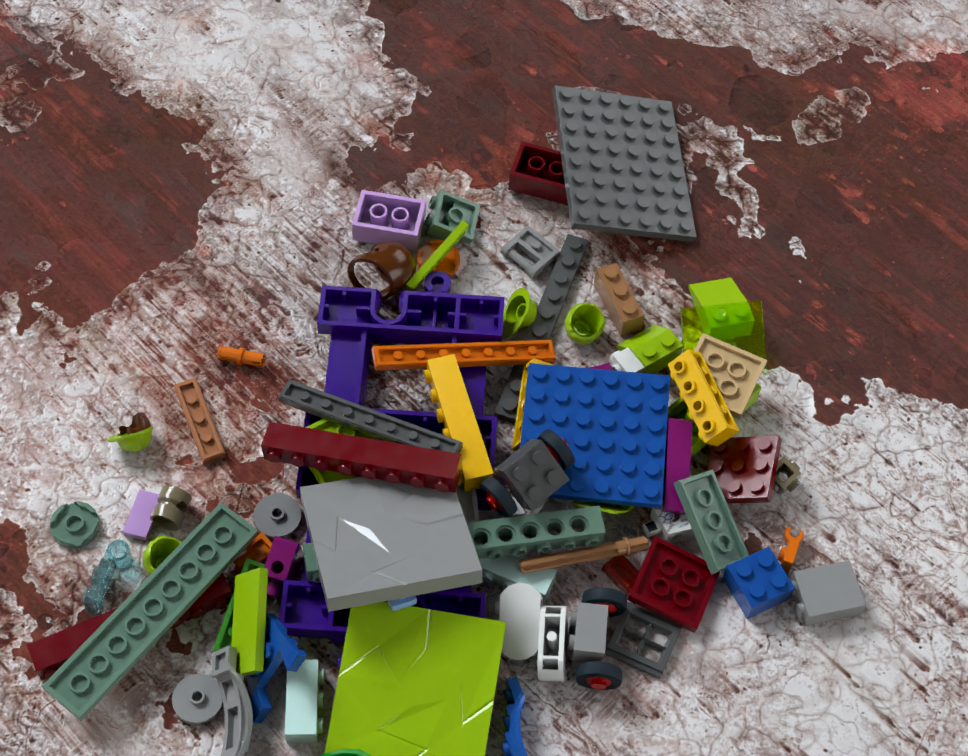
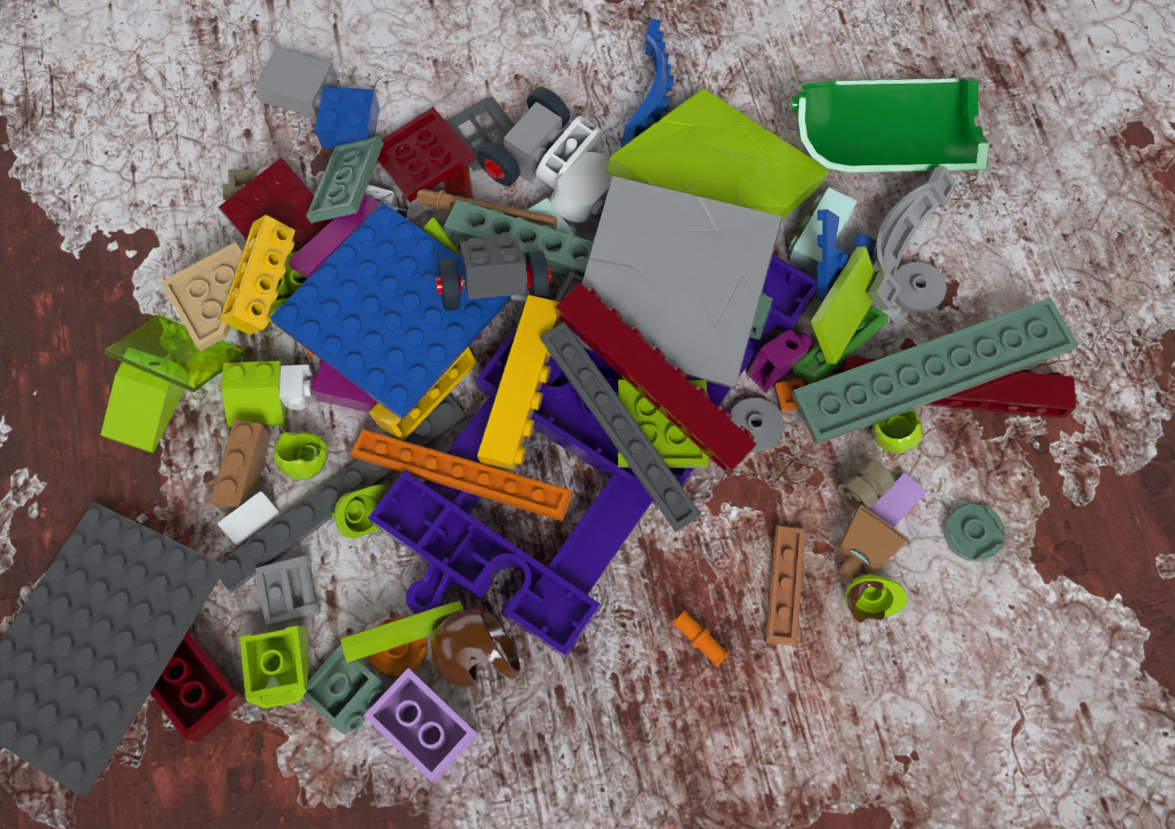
camera: 145 degrees left, 10 degrees up
(104, 572) = (966, 453): clear light blue plate -> none
(150, 469) = (867, 544): none -> medium nougat torso
(505, 209) = (275, 666): none -> lime slope
(587, 274) = (248, 518): none -> white sticker
(788, 554) = (296, 130): orange plate -> none

